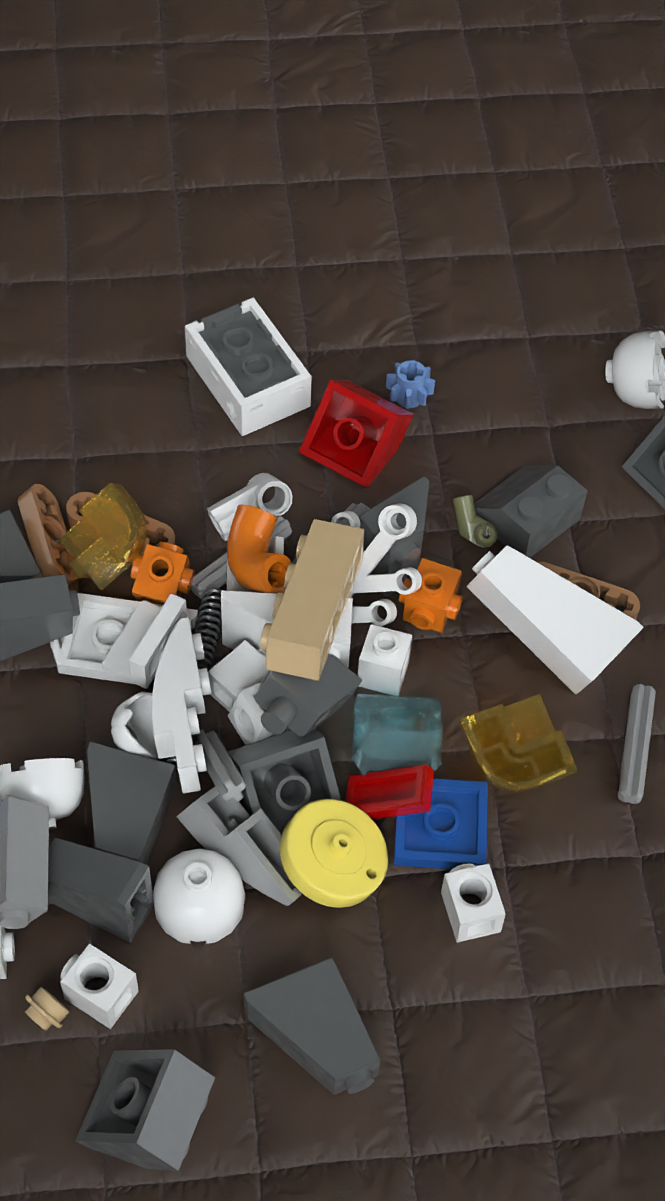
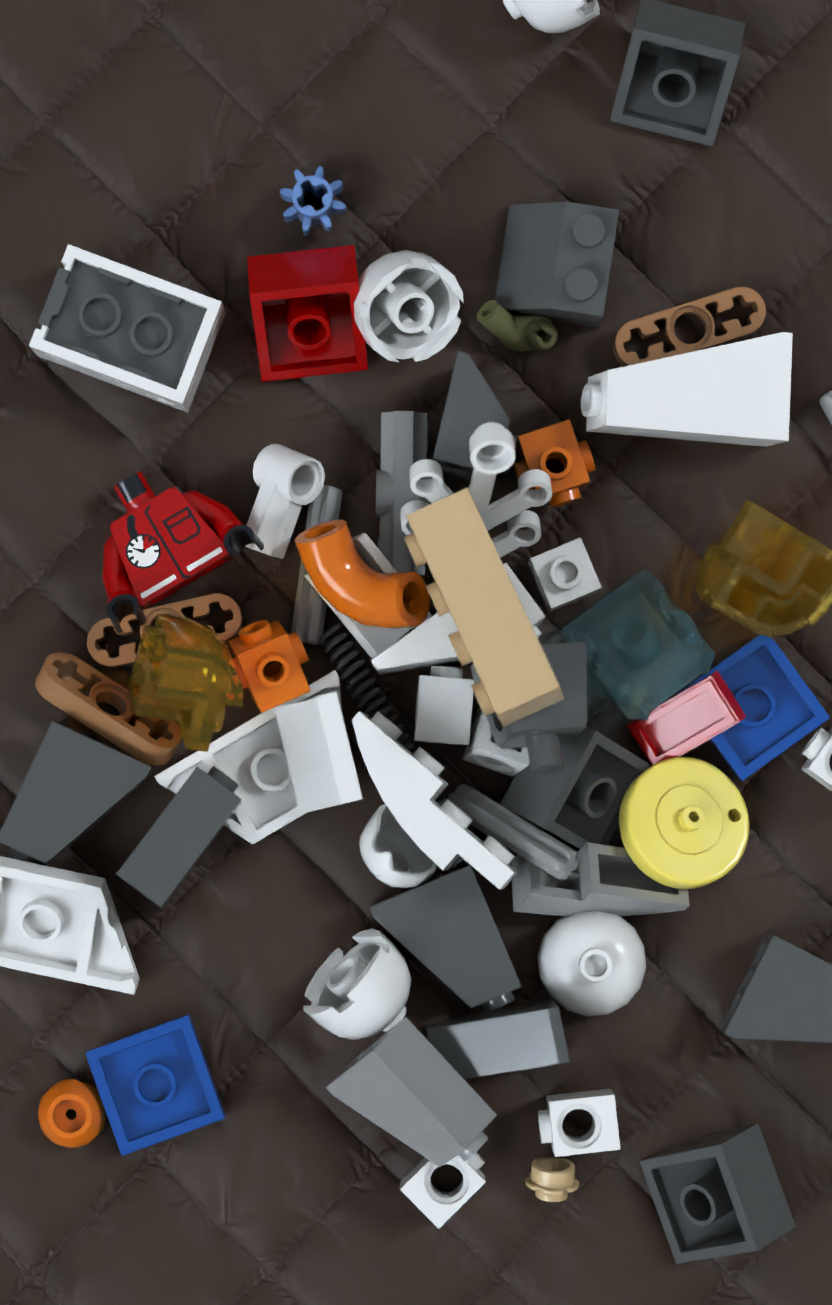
camera: 40 degrees left, 30 degrees up
(164, 480) = (165, 545): none -> red torso
(417, 449) = (407, 306): none -> white cylinder

